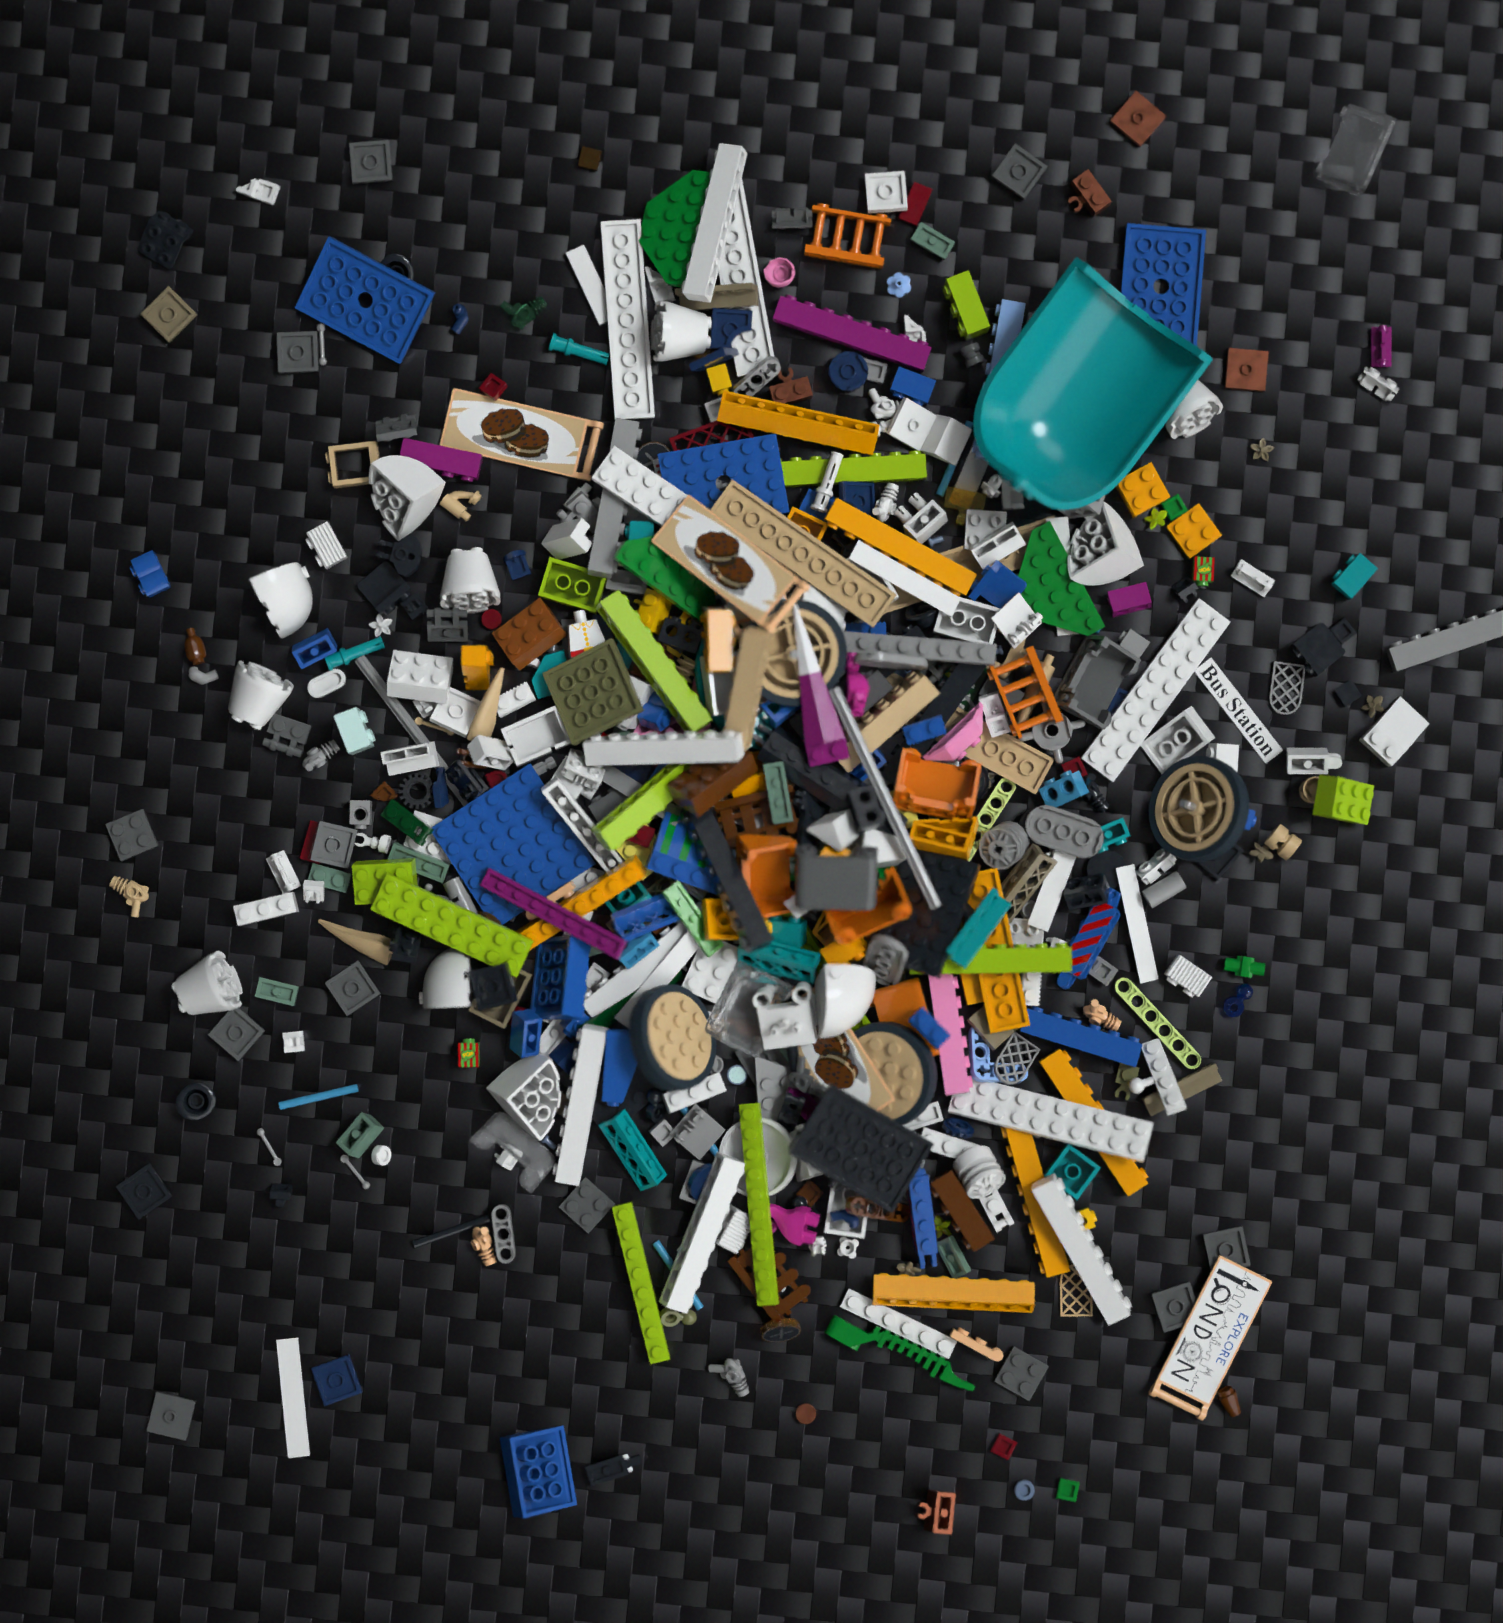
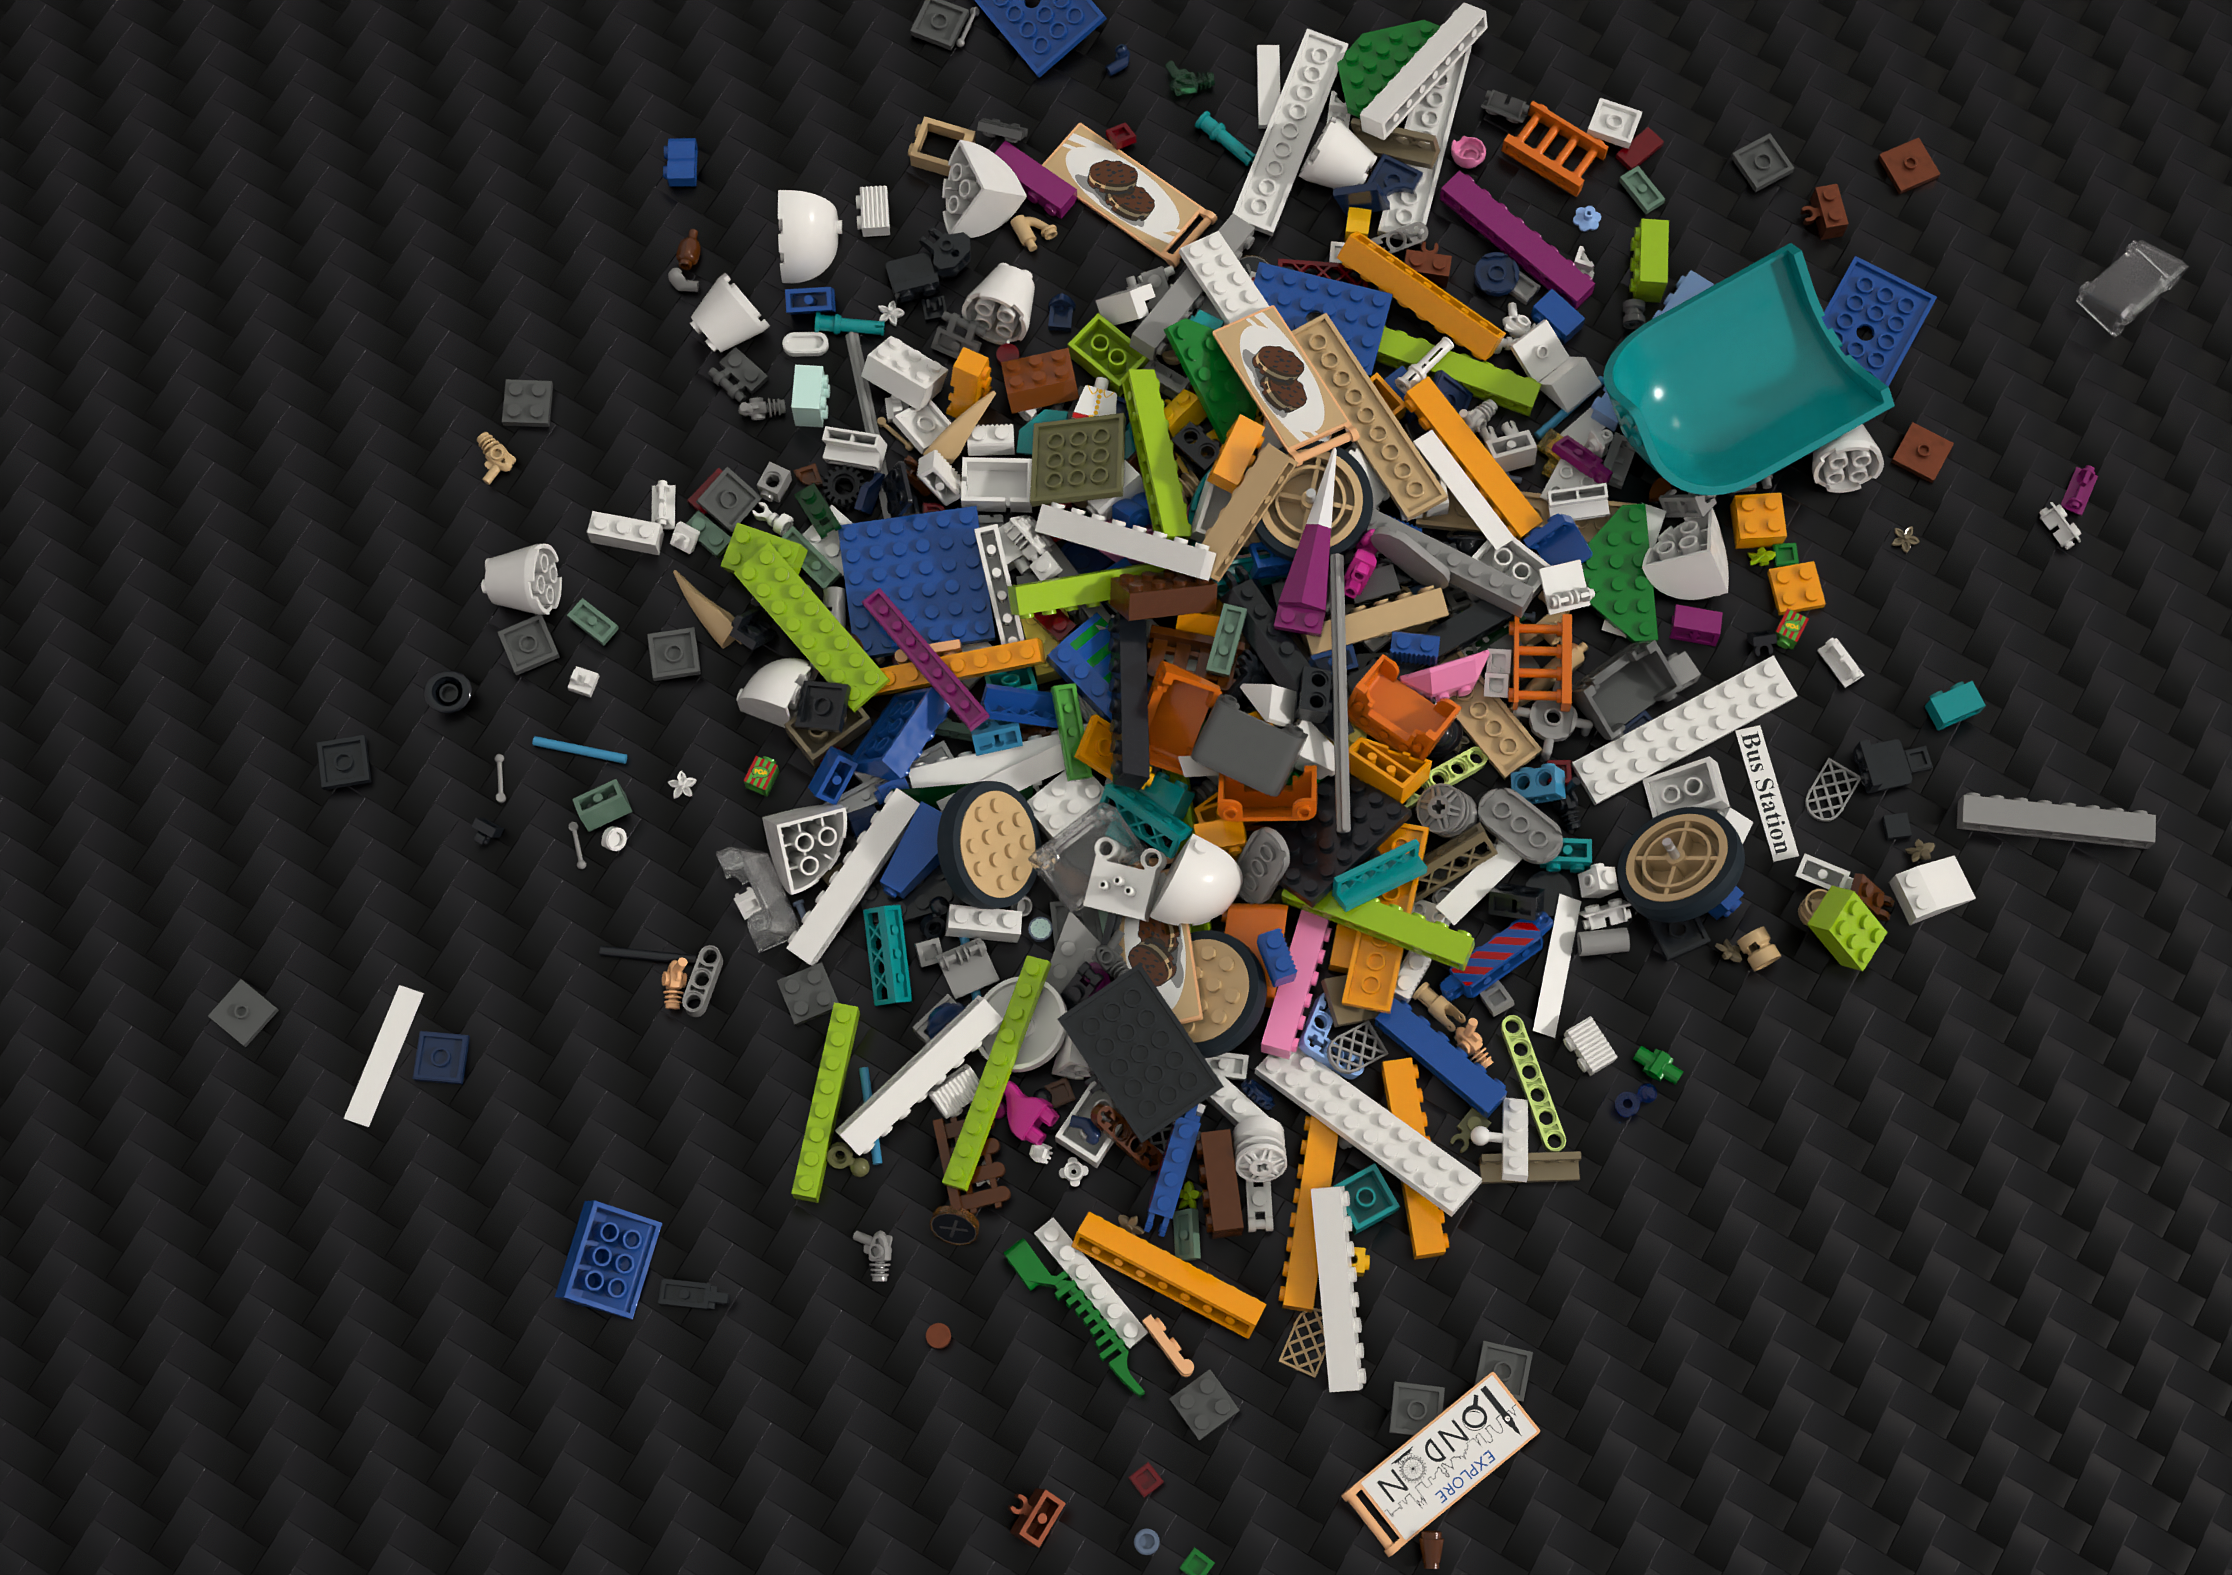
camera: 30 degrees right, 15 degrees down
(410, 1088) = (682, 785): none -> white plant
(608, 790) = (1045, 567): none -> white plate
(984, 505) = (1582, 459): none -> magenta hinge
(1061, 997) = (1438, 1006): none -> tan piece
(1140, 845) = (1598, 881): none -> white brick
(1350, 765) = (1872, 896): none -> reddish brown hinge

